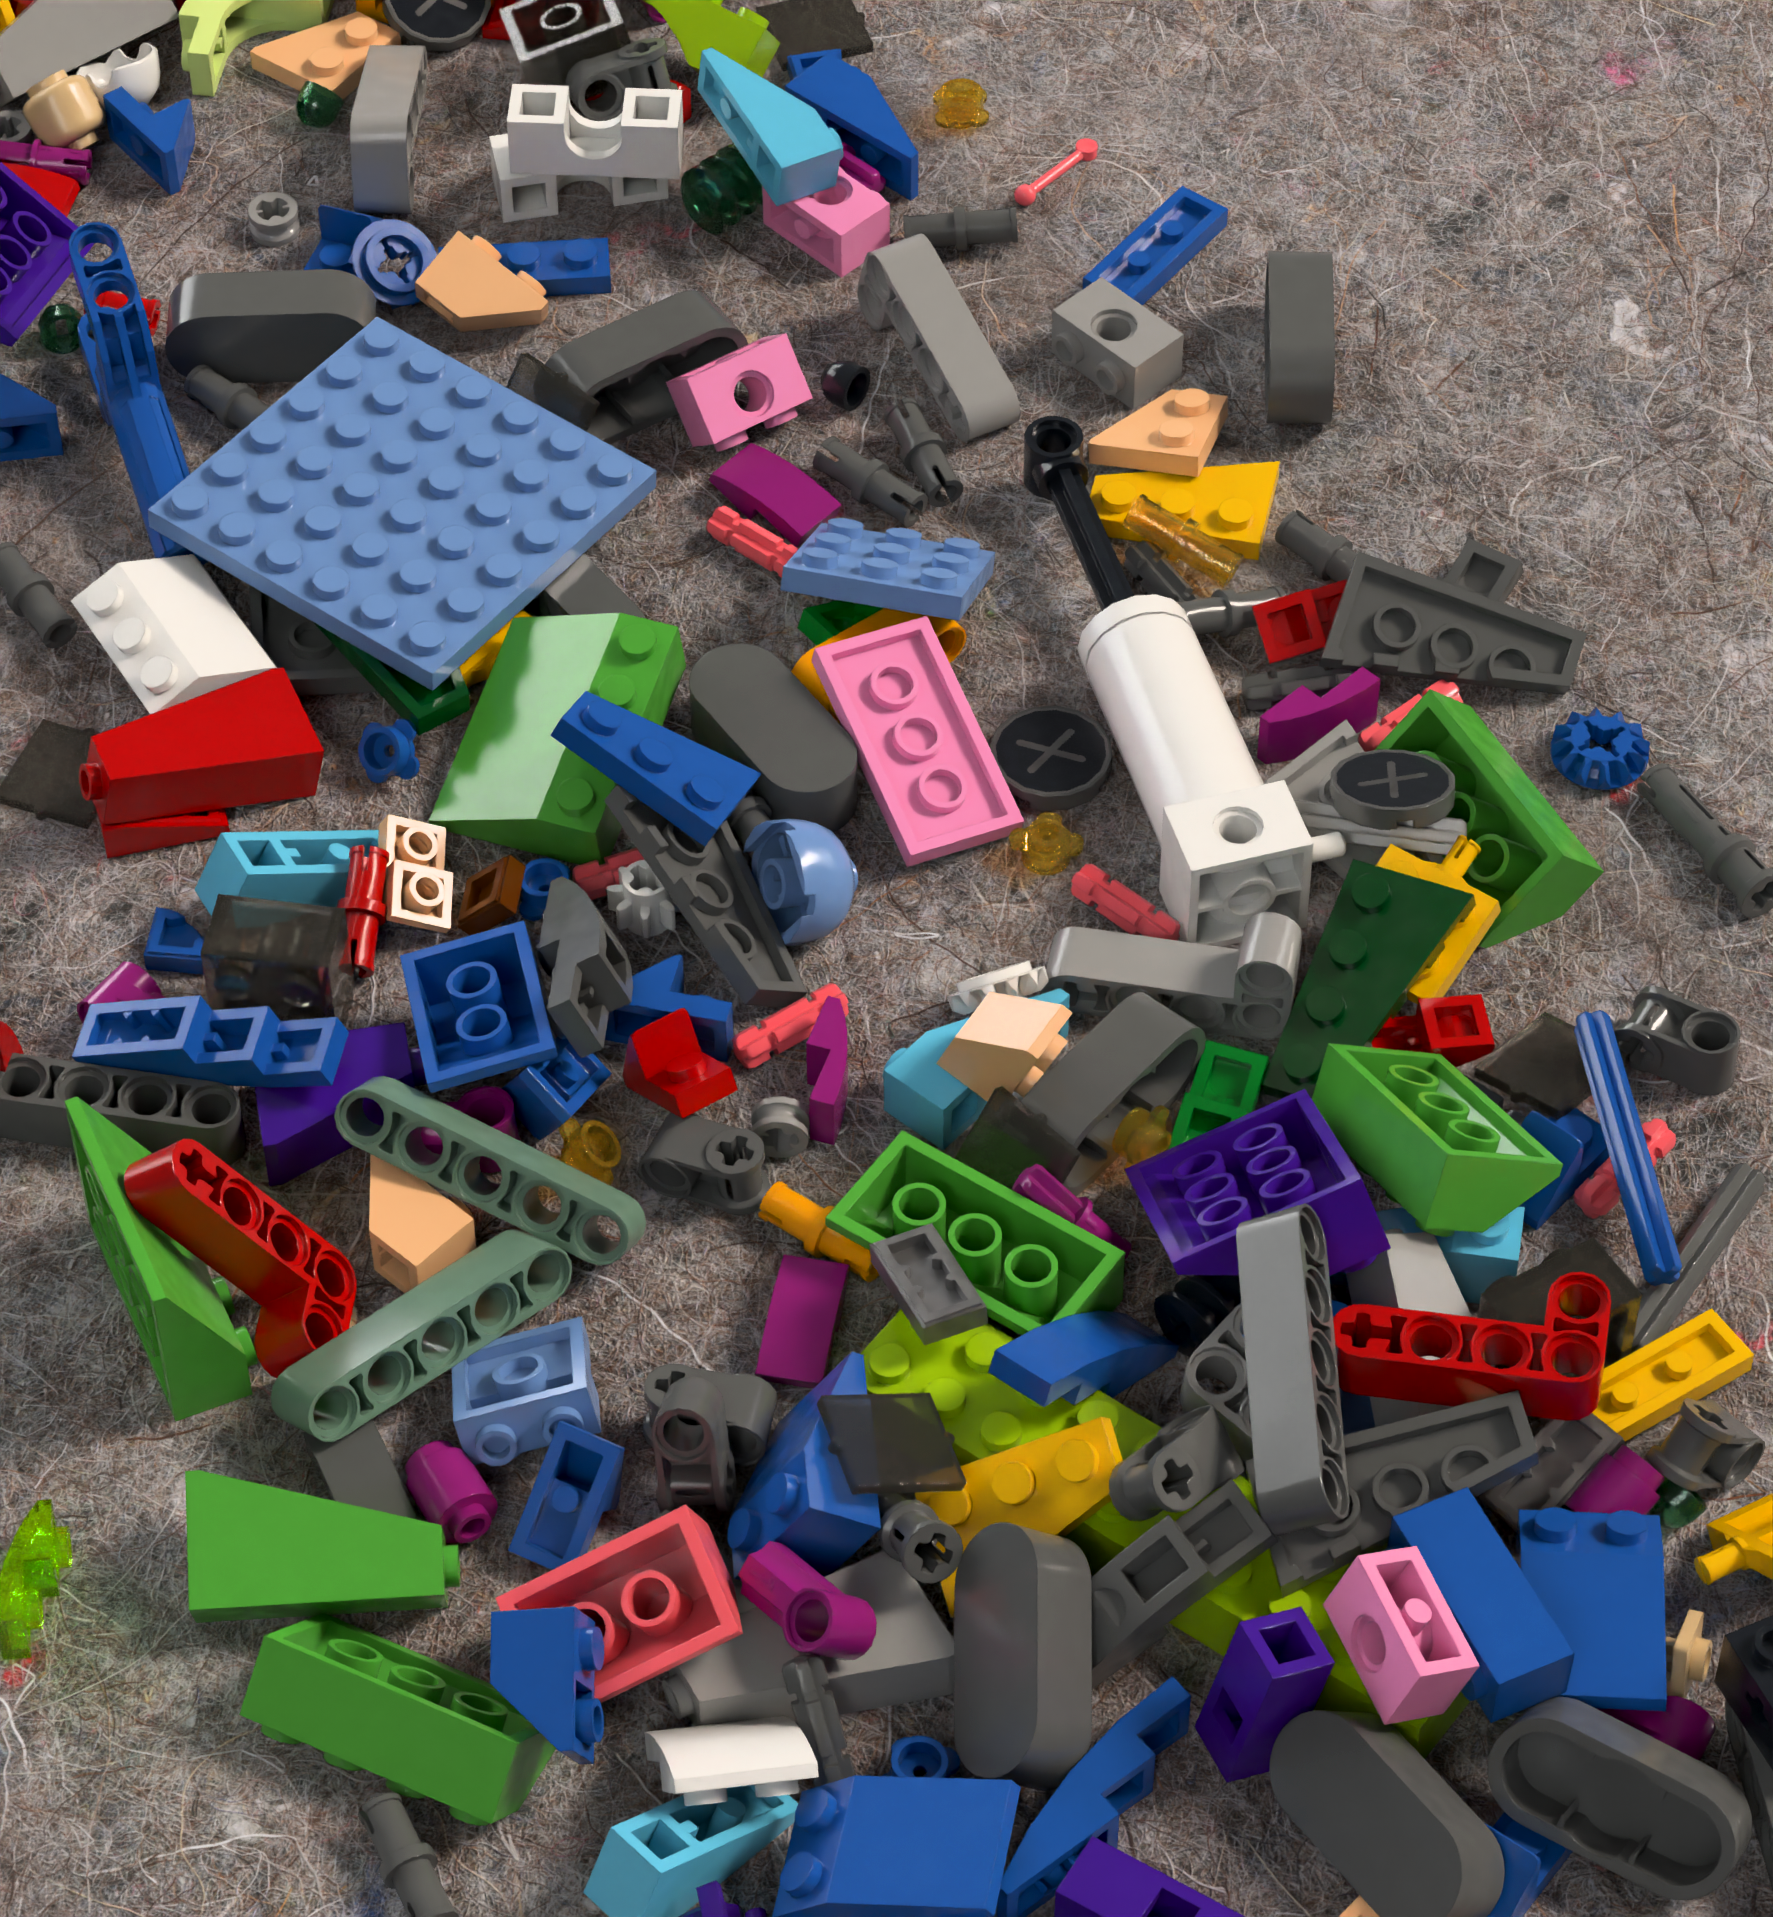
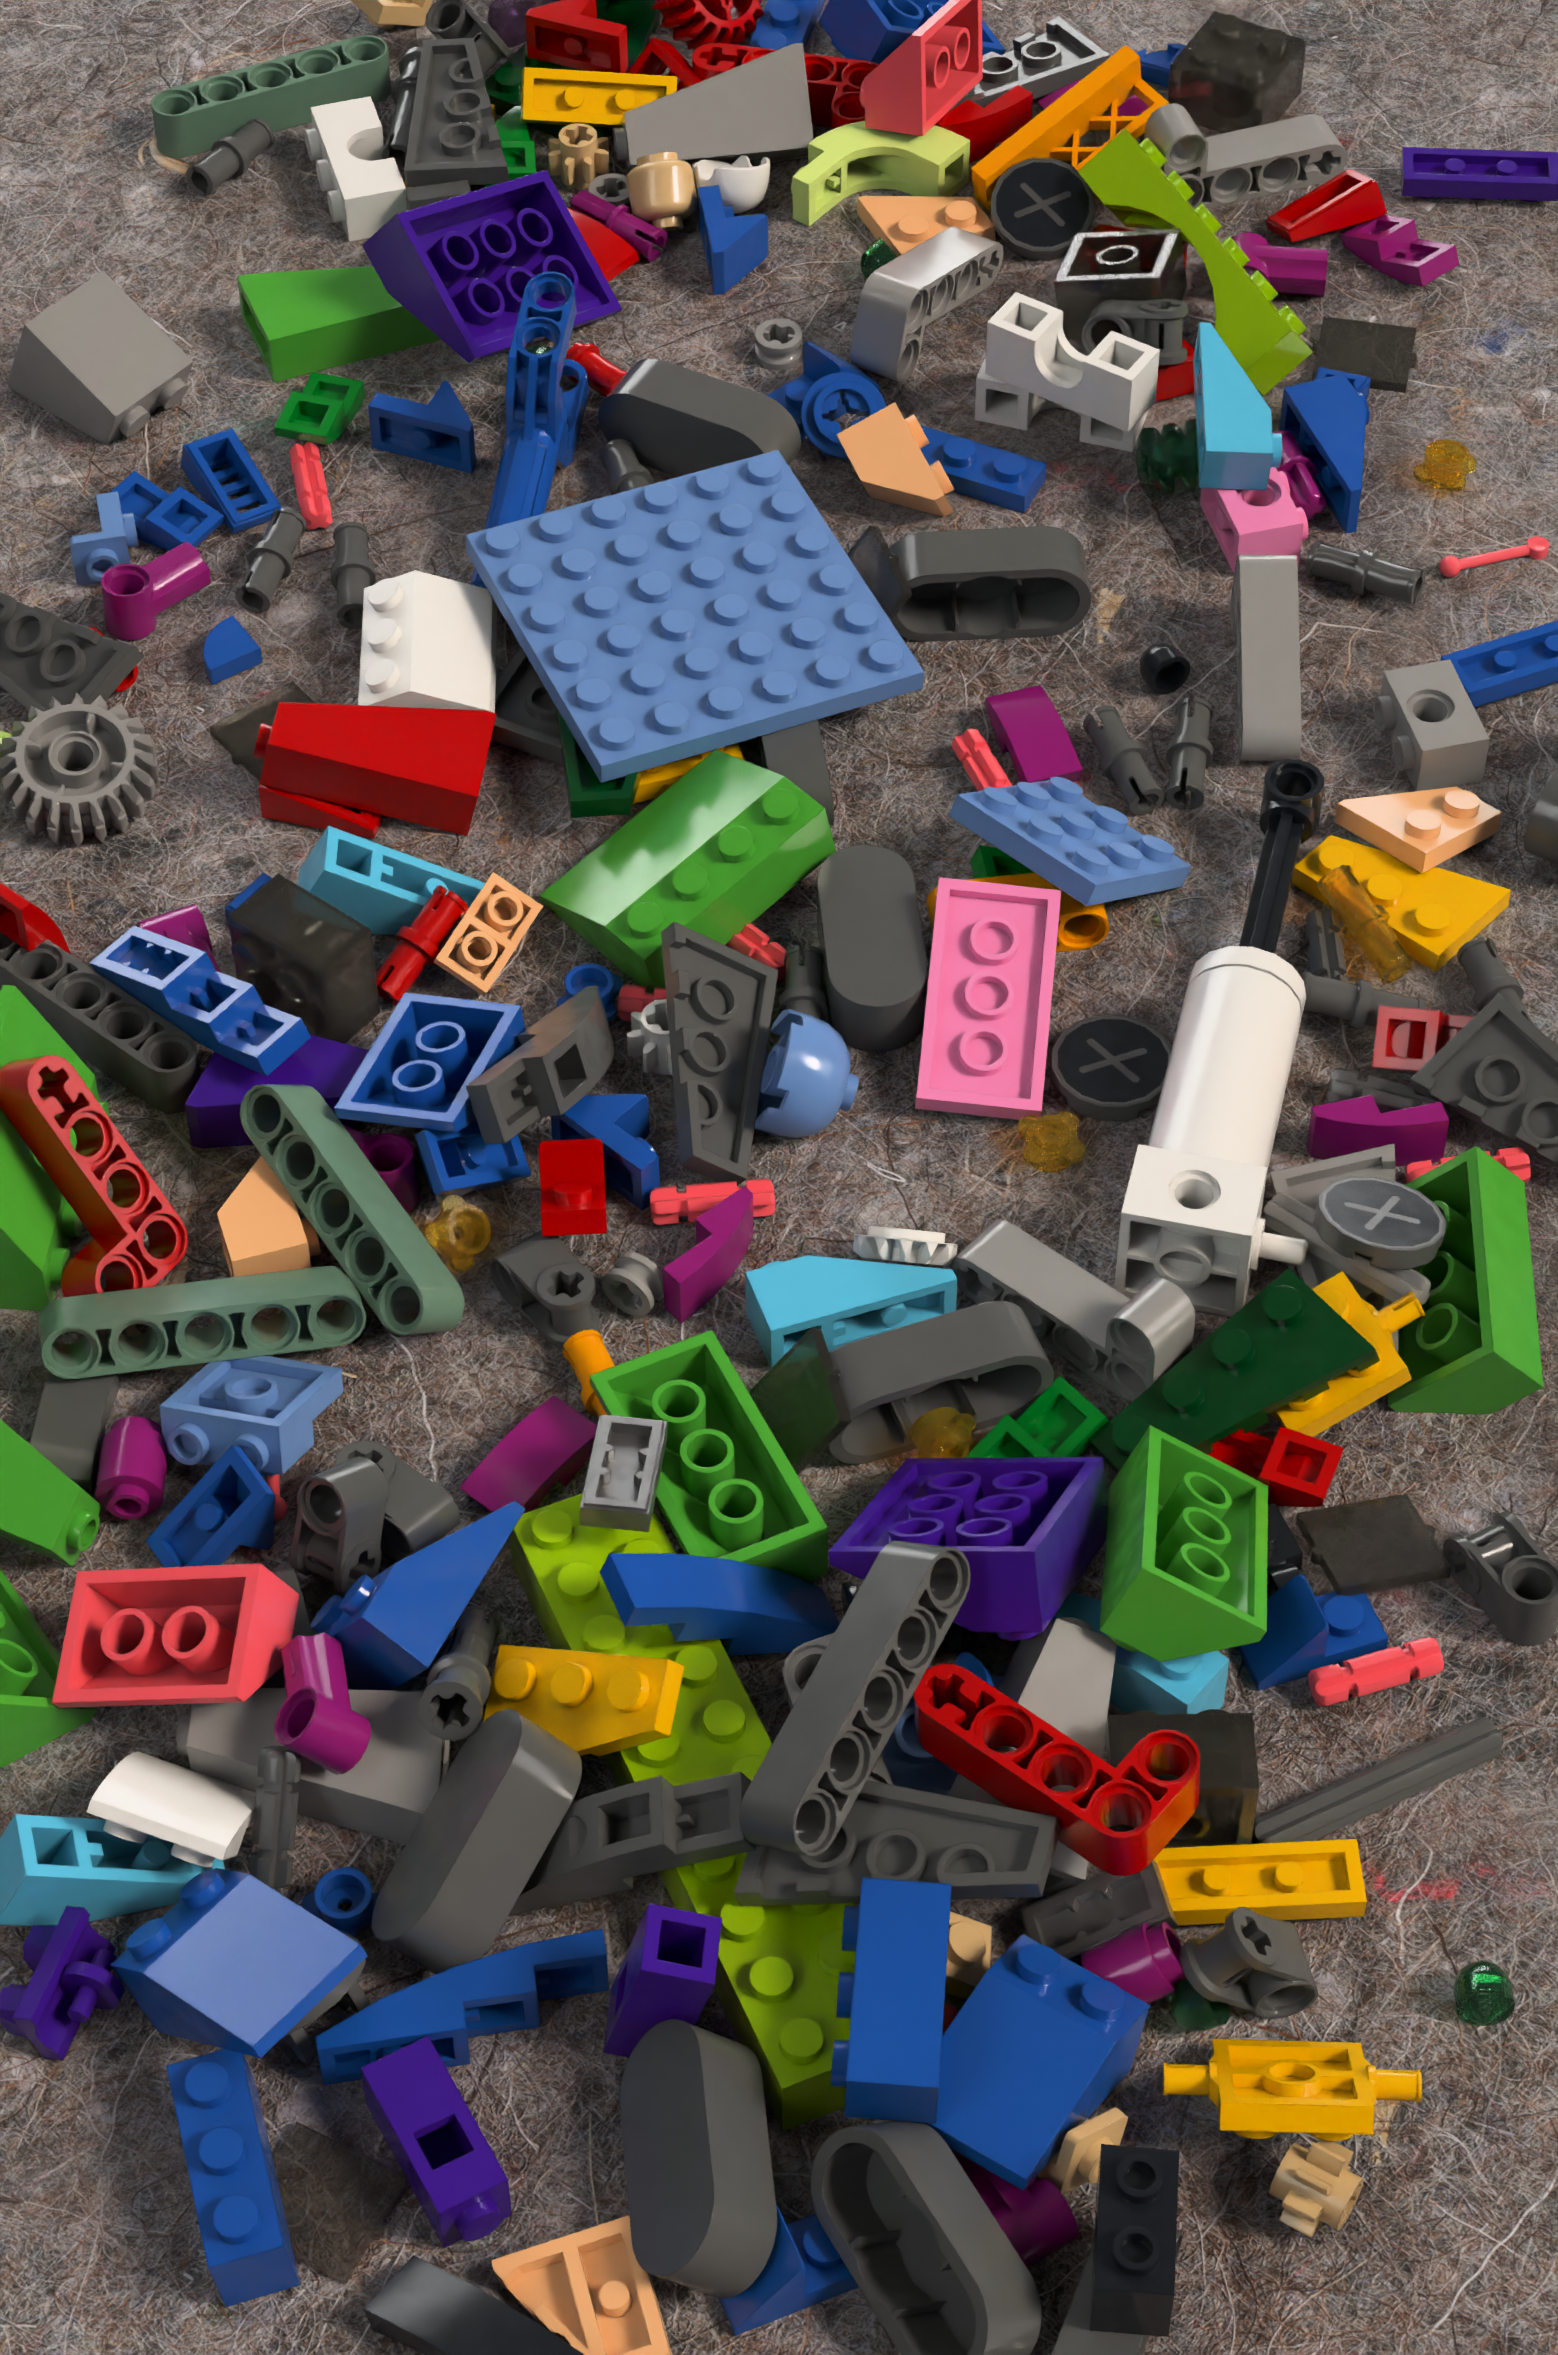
camera: 30 degrees right, 0 degrees up
(375, 754) = (541, 821): blue plate -> none
(491, 895) = (537, 978): reddish brown tile -> none
(547, 1671) = (61, 1661): blue slope -> none
(659, 767) = (725, 923): blue wing -> none
(707, 393) = (1092, 630): bright pink brick -> none
(891, 1443) = (484, 1597): clear smoke piece -> none
(1006, 1044) = (845, 1293): light nougat slope -> none
(1045, 1190) = (816, 1473): magenta axle -> none
(1122, 904) = (1081, 1226): coral axle -> none
(1176, 1467) = (719, 1737): dark grey piece -> none
(1400, 1635) = (796, 1990): bright pink brick -> none
(1627, 1148) = (1376, 1652): blue axle -> none

